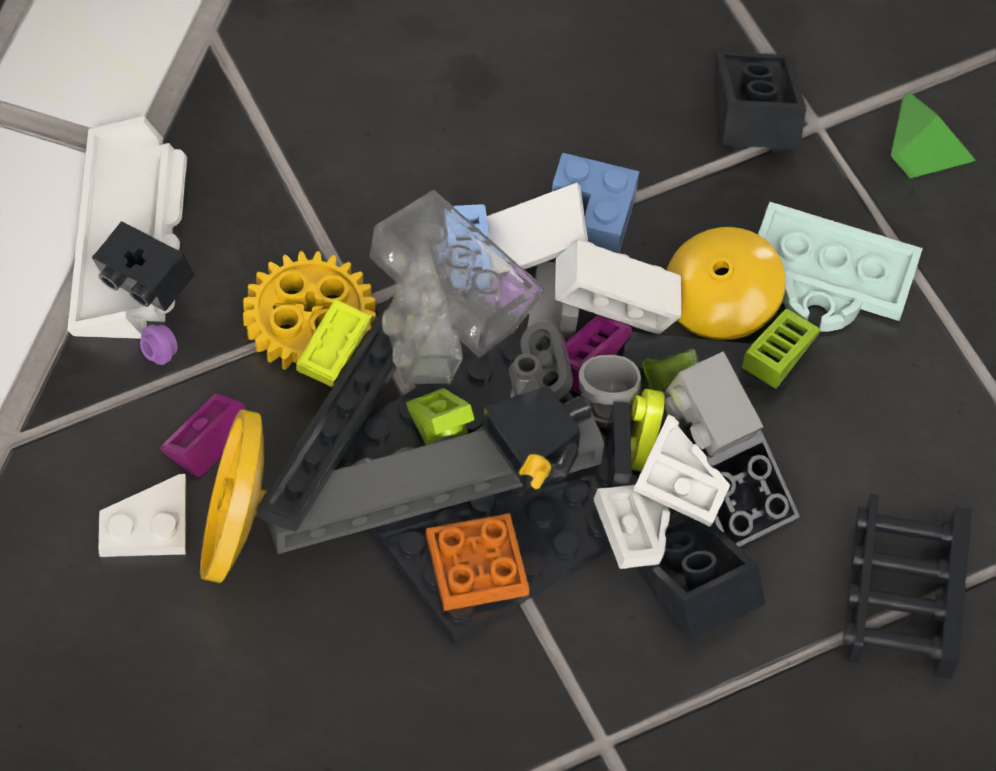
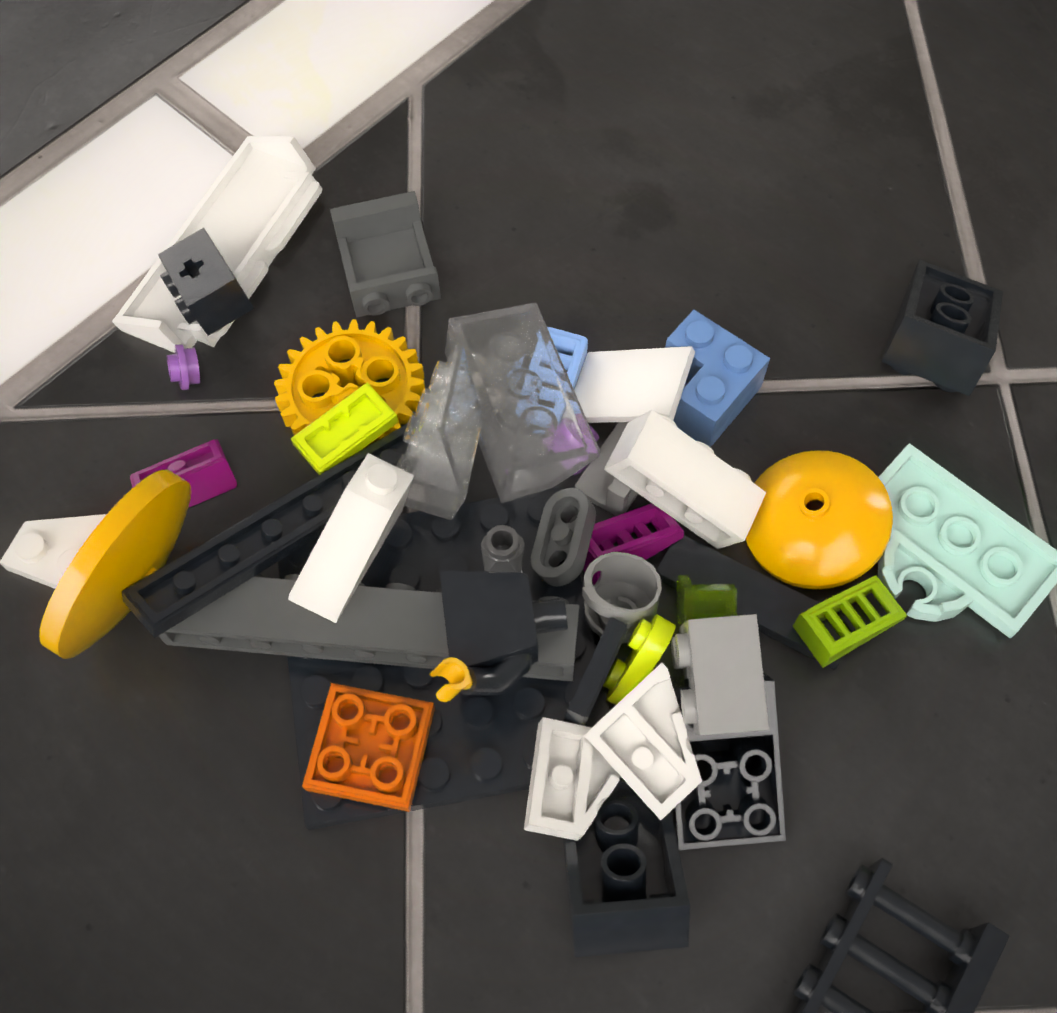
camera: 30 degrees right, 5 degrees up
(274, 194) = (385, 254): none -> dark grey panel
(399, 410) = (352, 537): none -> white slope
(440, 415) = (413, 556): lime slope -> none

